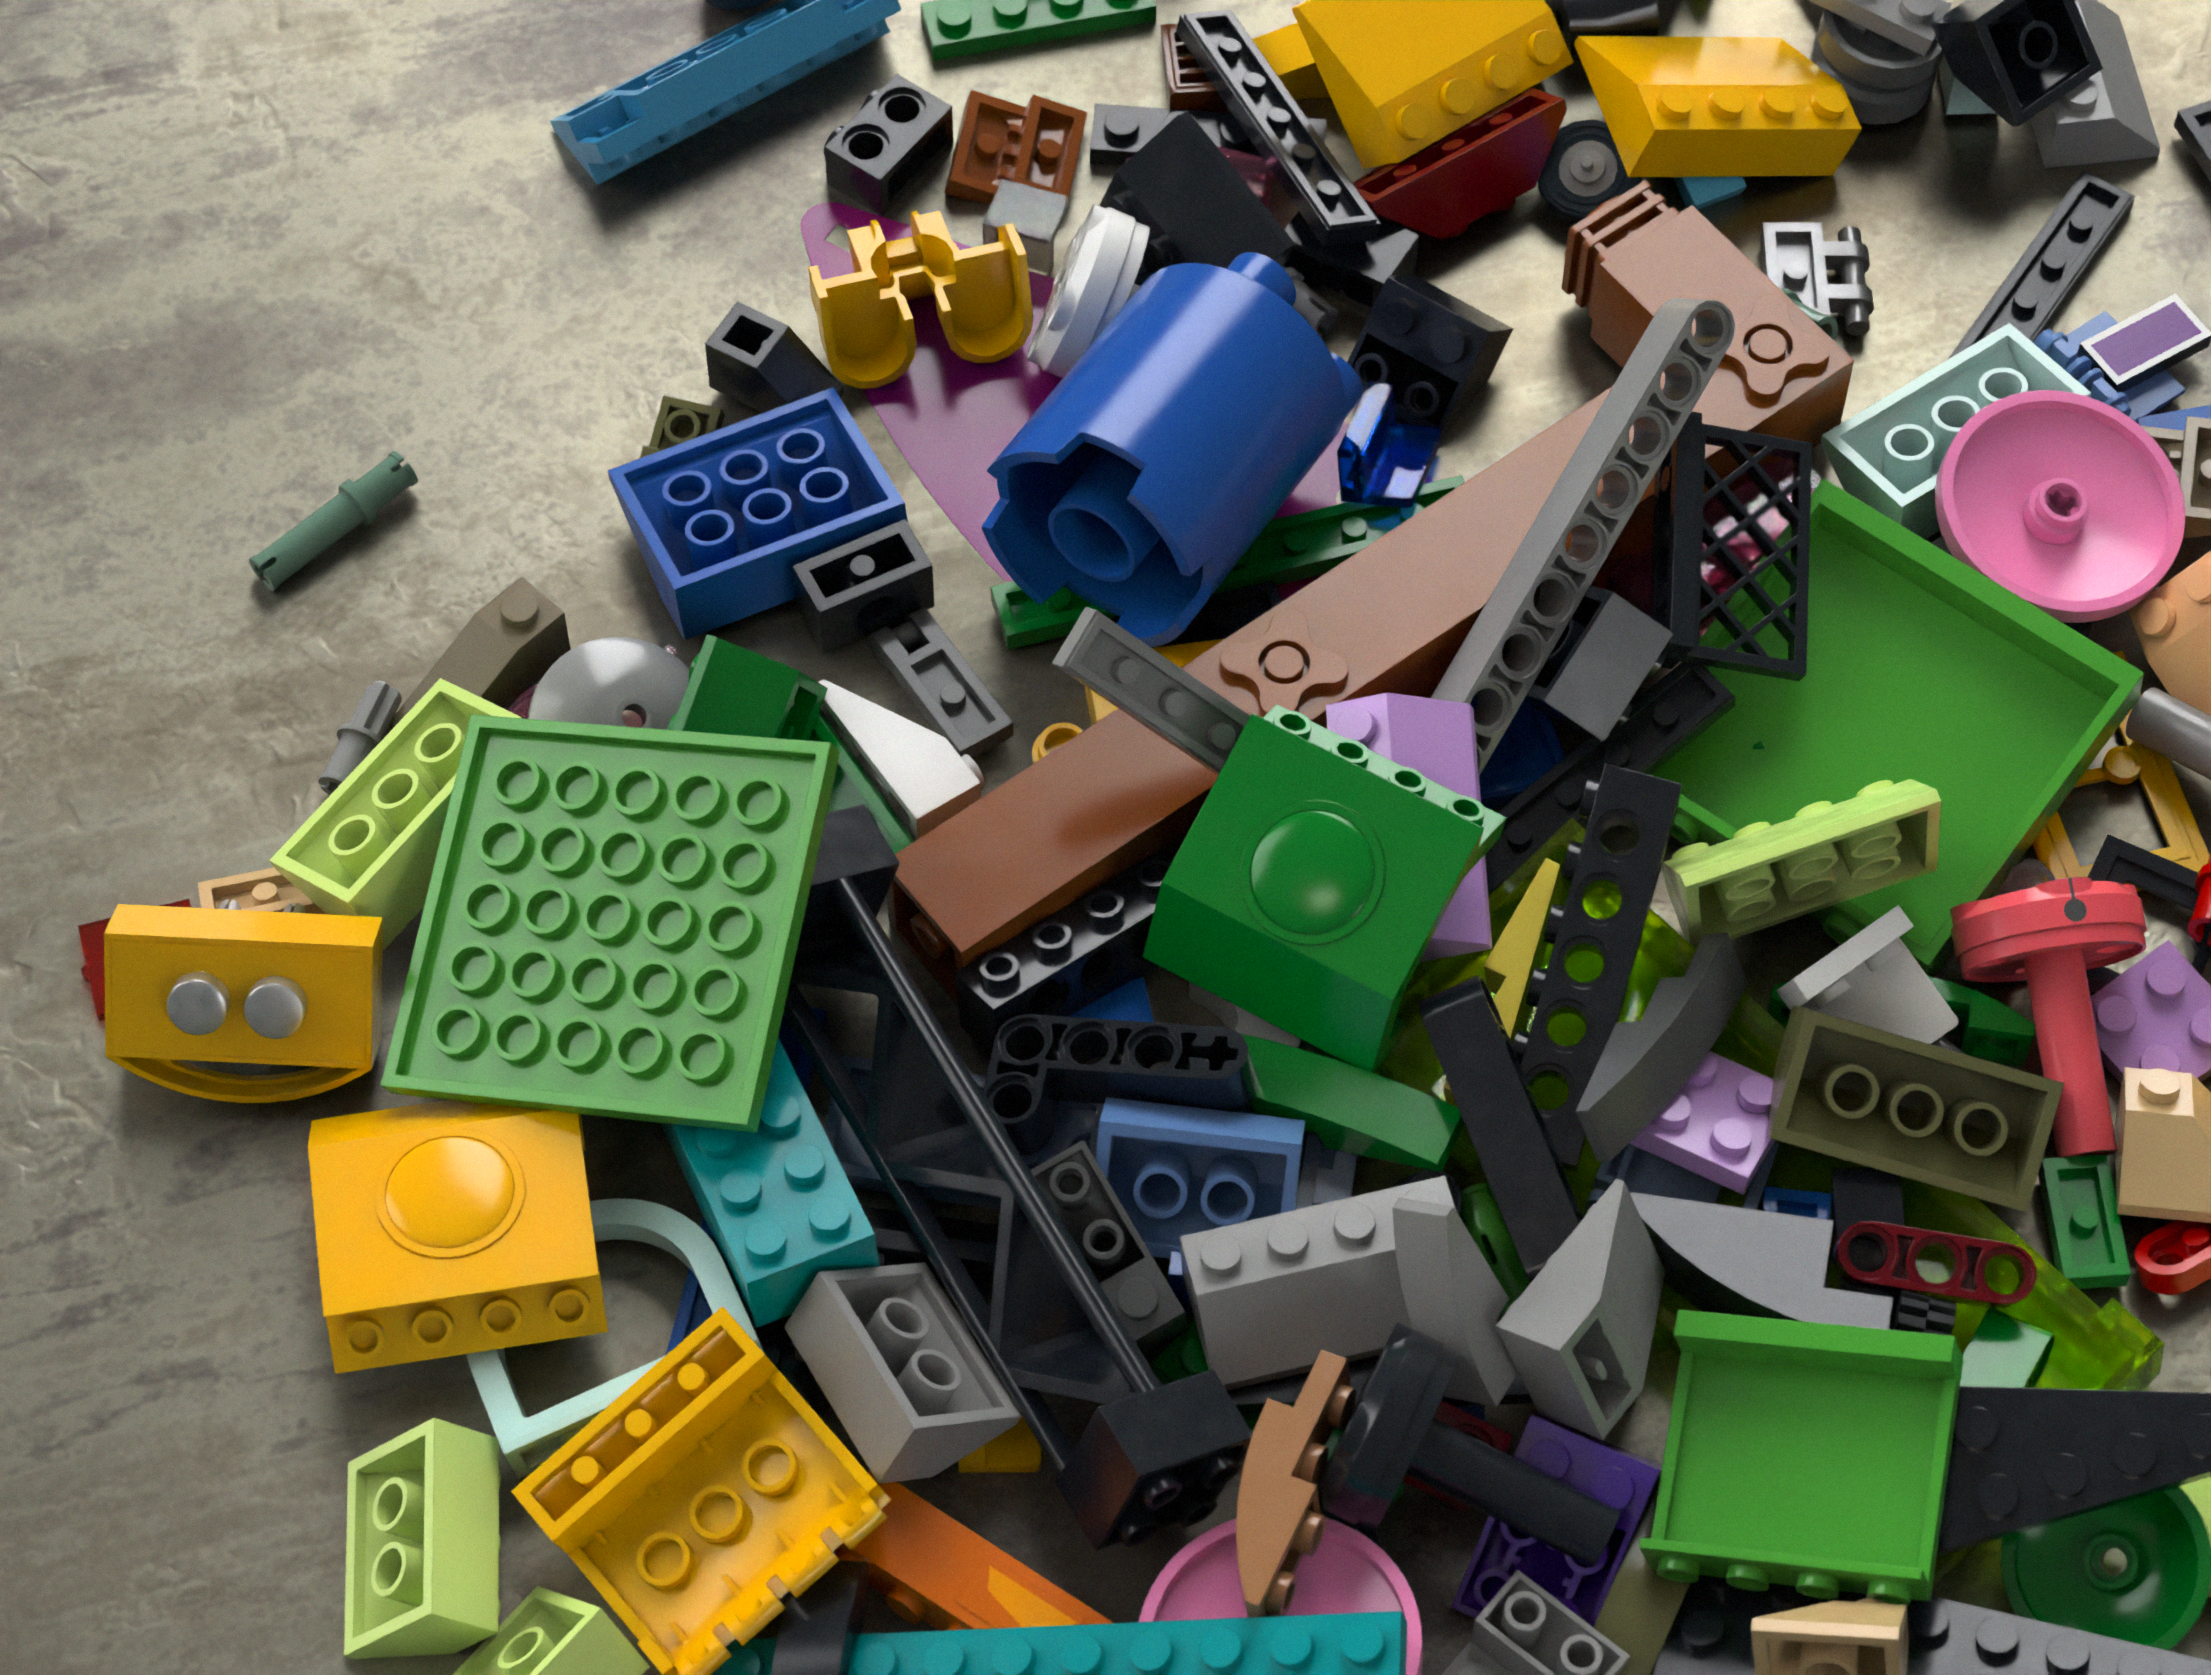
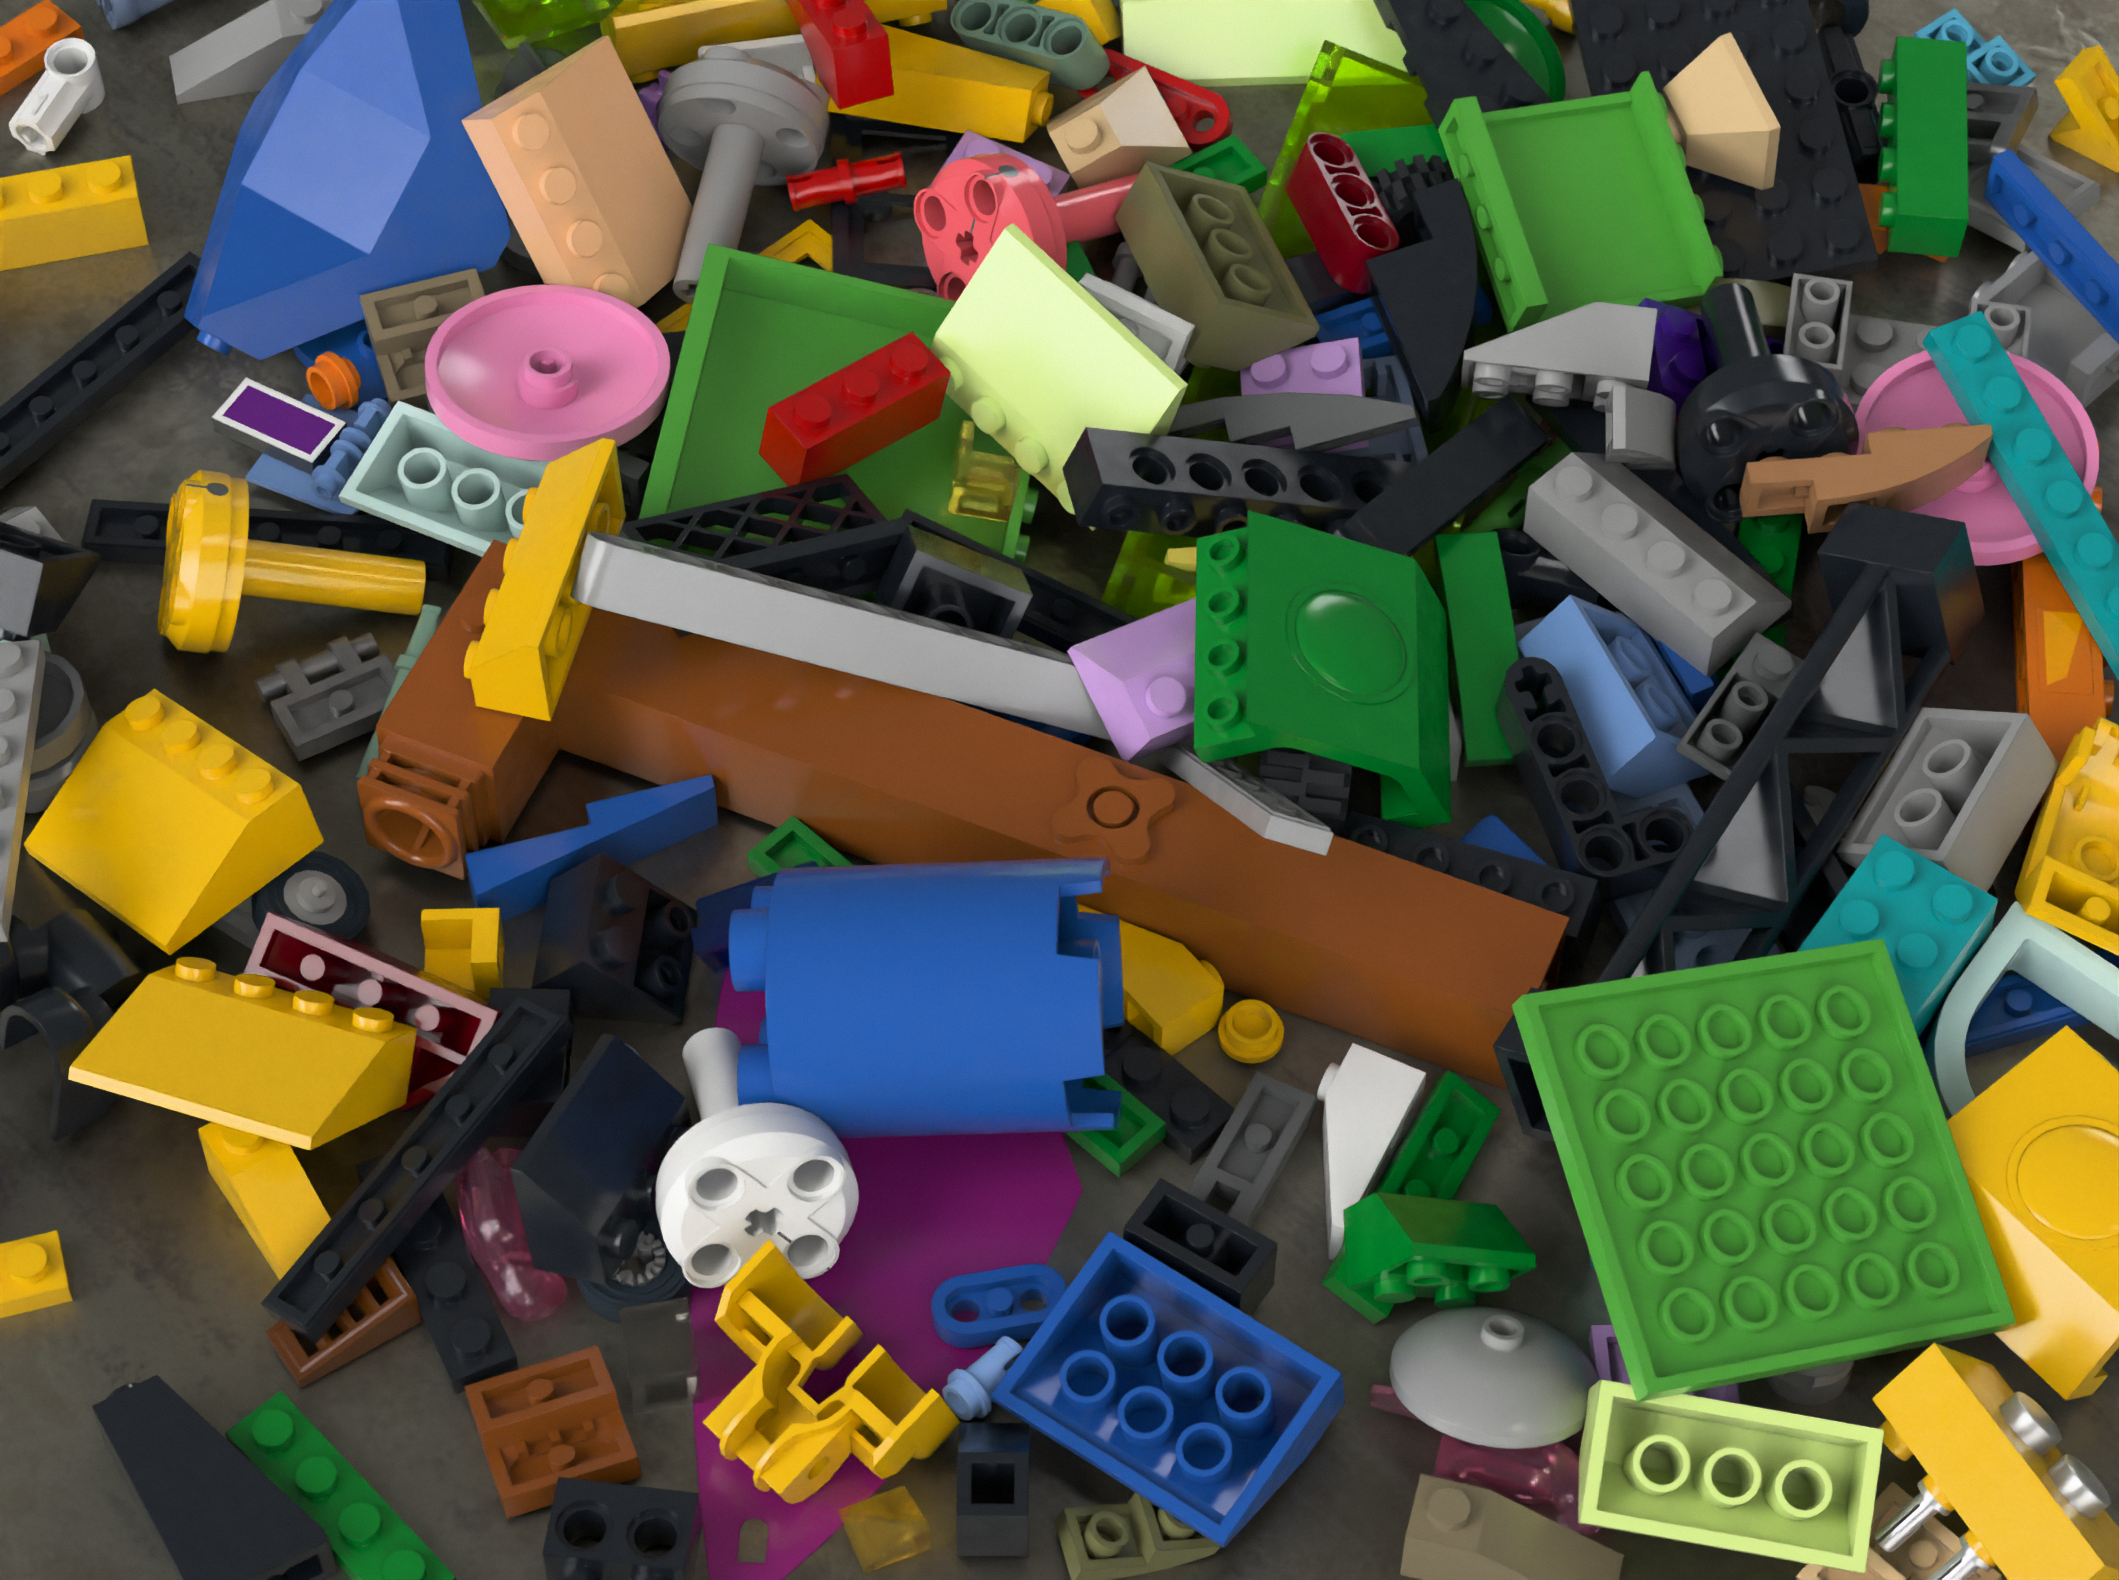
camera: 120 degrees left, 5 degrees down
(794, 309) = (885, 1528): none -> clear yellow slope
(867, 409) = (970, 1390): none -> light blue pin
(924, 465) = (997, 1301): none -> blue plate
(1023, 670) = (1173, 1093): none -> black plate
(1481, 264) = (465, 947): none -> yellow panel
(1536, 315) = (621, 827): none -> blue slope
(1754, 787) = (981, 482): none -> clear yellow panel
(1774, 354) = (532, 617): none -> yellow slope
(1862, 690) = (854, 412): none -> red brick
(1970, 203) = (216, 563): none -> yellow piece
(2170, 392) = (334, 381): none -> orange plate

